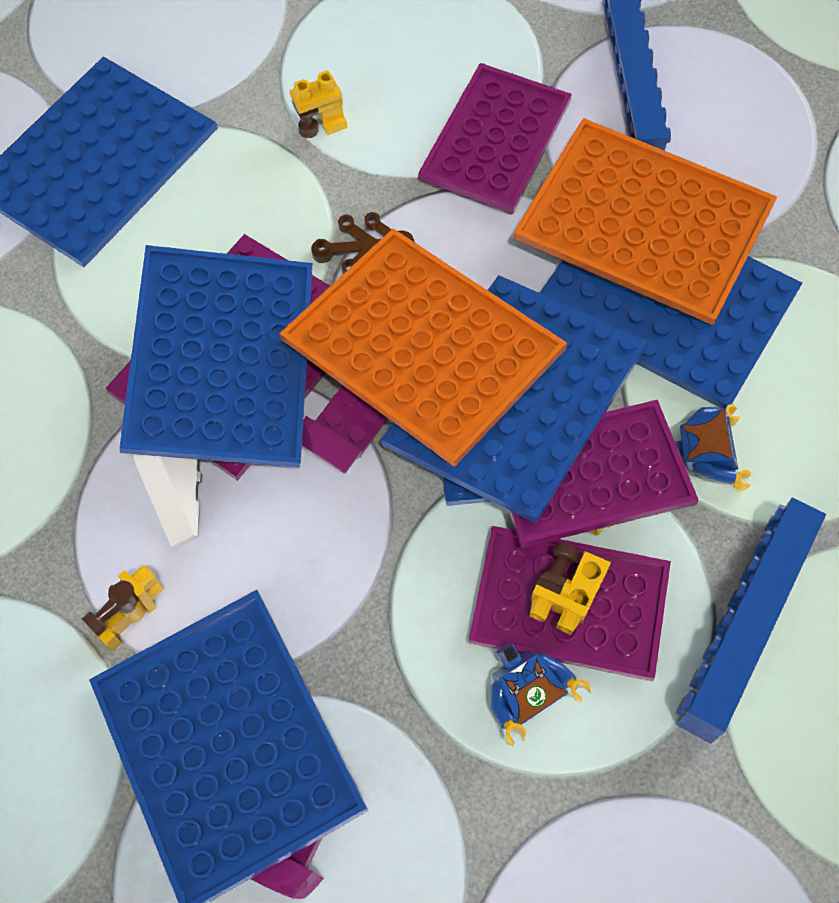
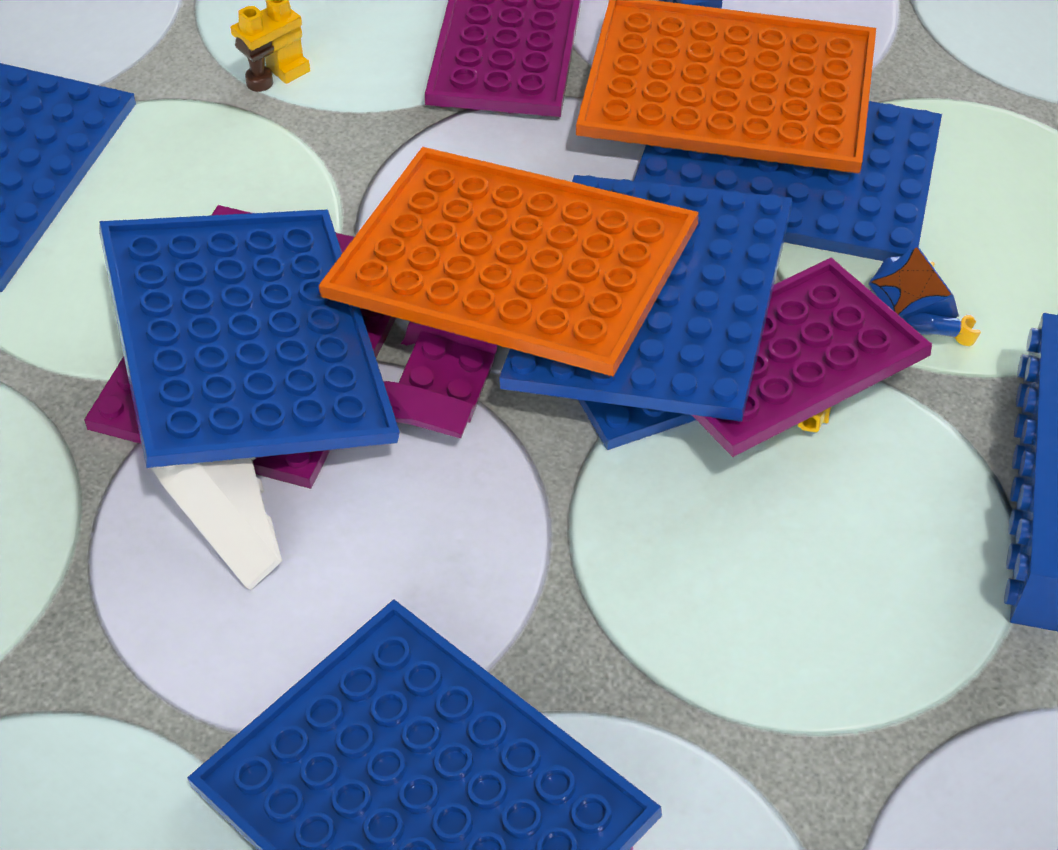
camera: 20 degrees left, 15 degrees down
(125, 605) = (211, 671): hips -> none
(362, 246) = (380, 184): reddish brown plant -> none
(527, 687) = (810, 616): torso -> none
(568, 596) = (813, 499): yellow hips -> none
(618, 630) = (817, 515): magenta plate -> none

